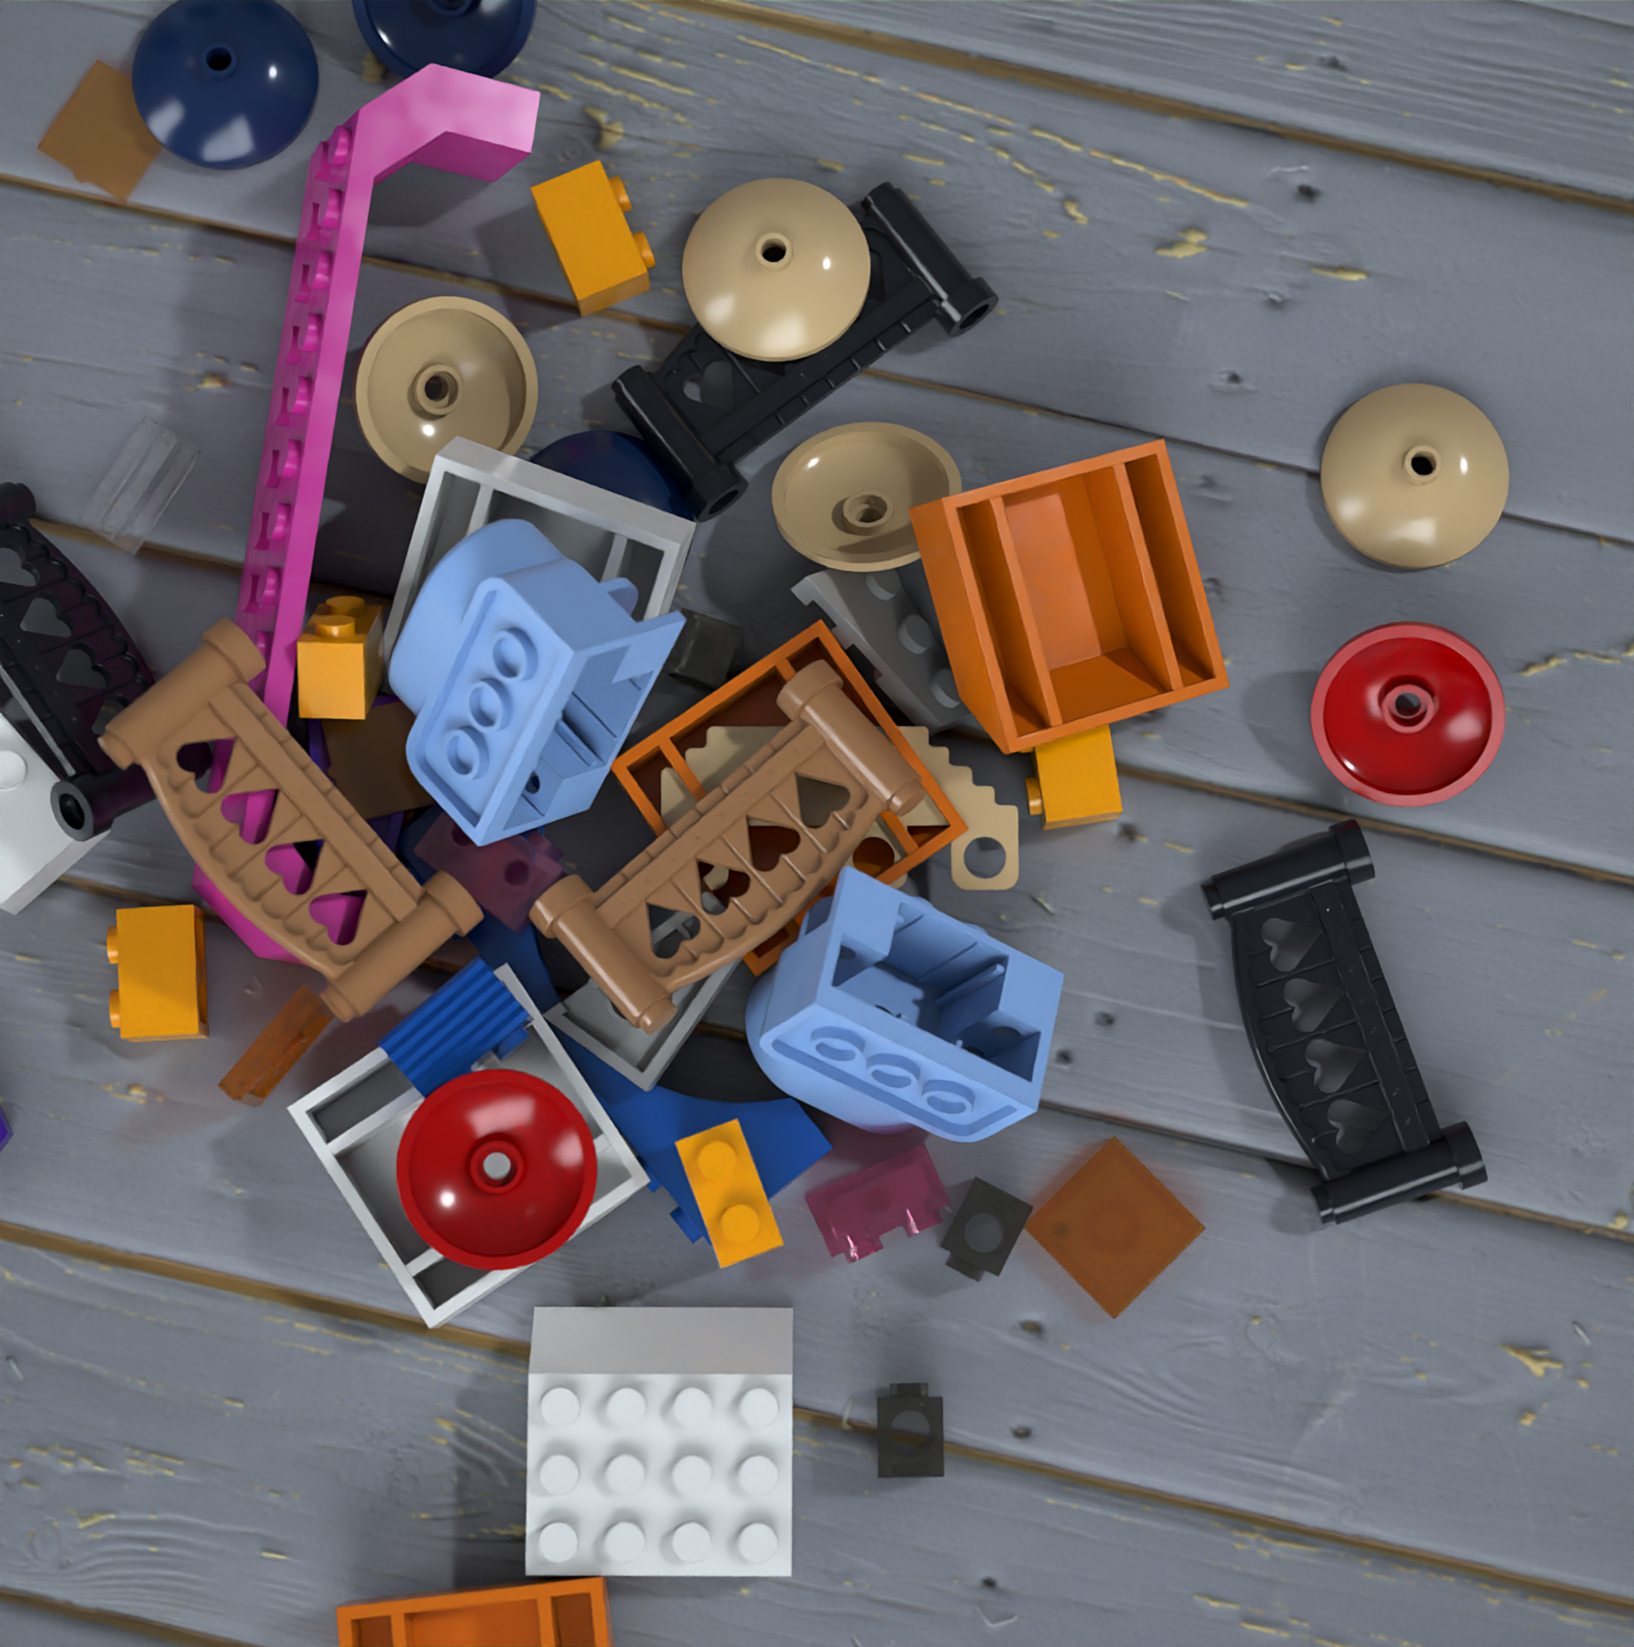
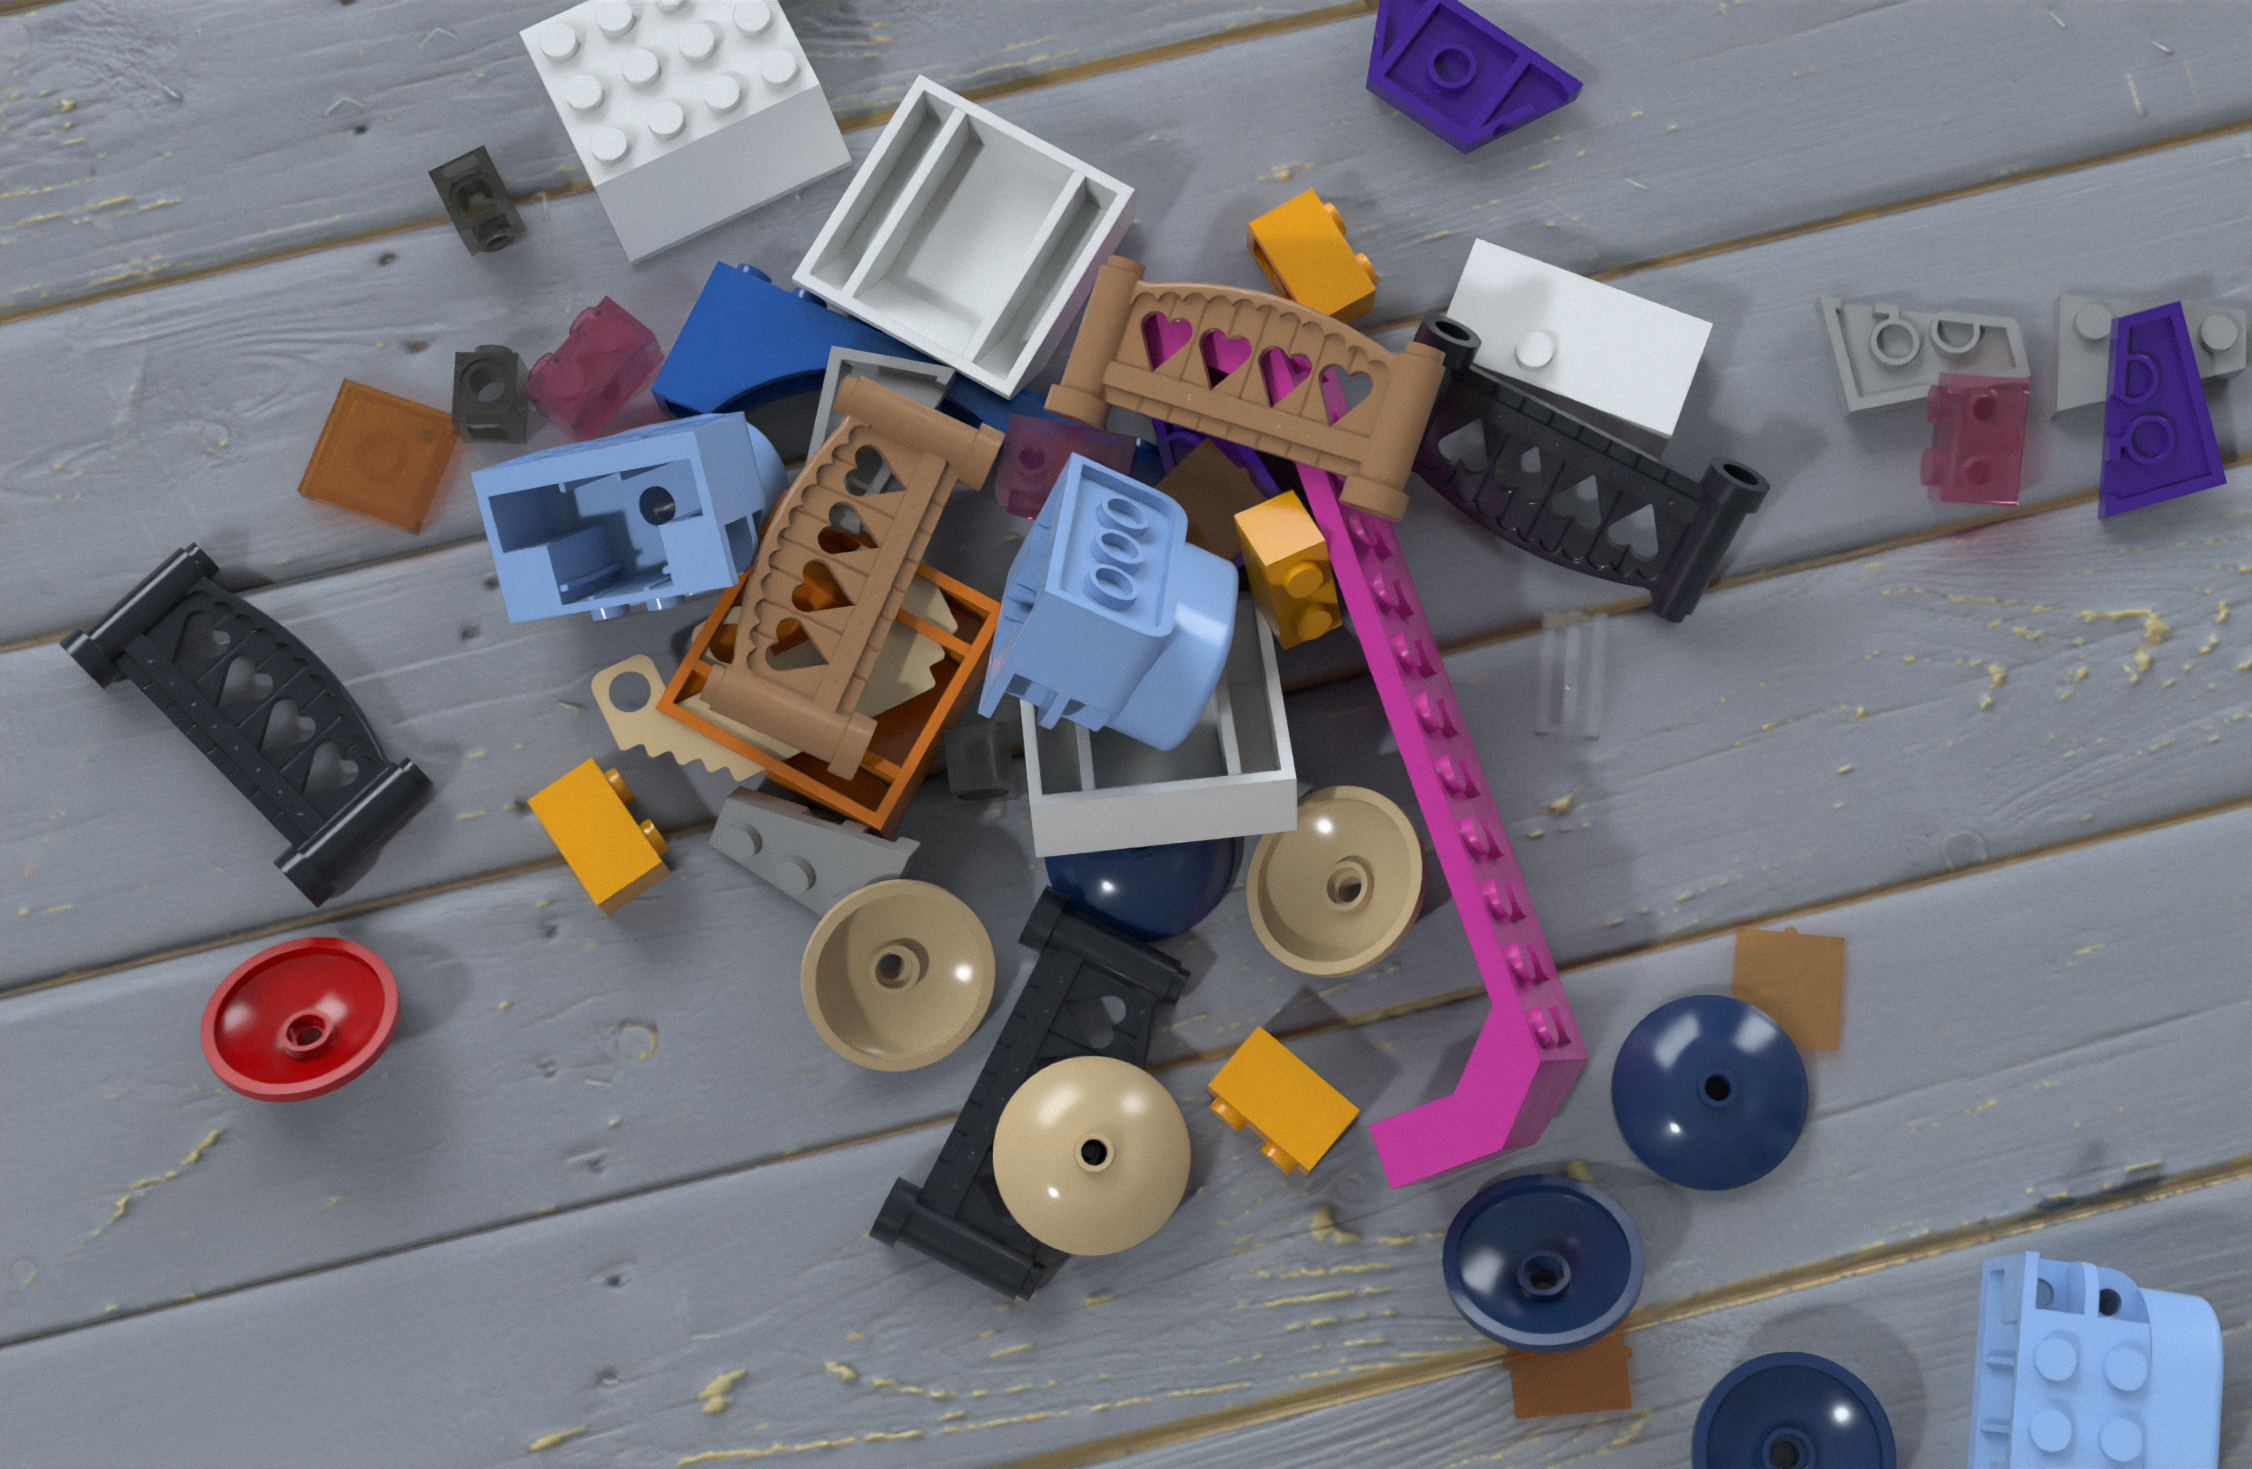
camera: 155 degrees right, 5 degrees down
(278, 1048) = (1175, 225): clear orange tile -> none
(458, 1029) = (1016, 307): blue brick -> none
(486, 1217) = (912, 173): red dish -> none
(729, 1193) = (715, 295): light orange brick -> none
(1070, 597) = (658, 961): orange slope -> none
(1389, 507) = (441, 1278): tan dish -> none

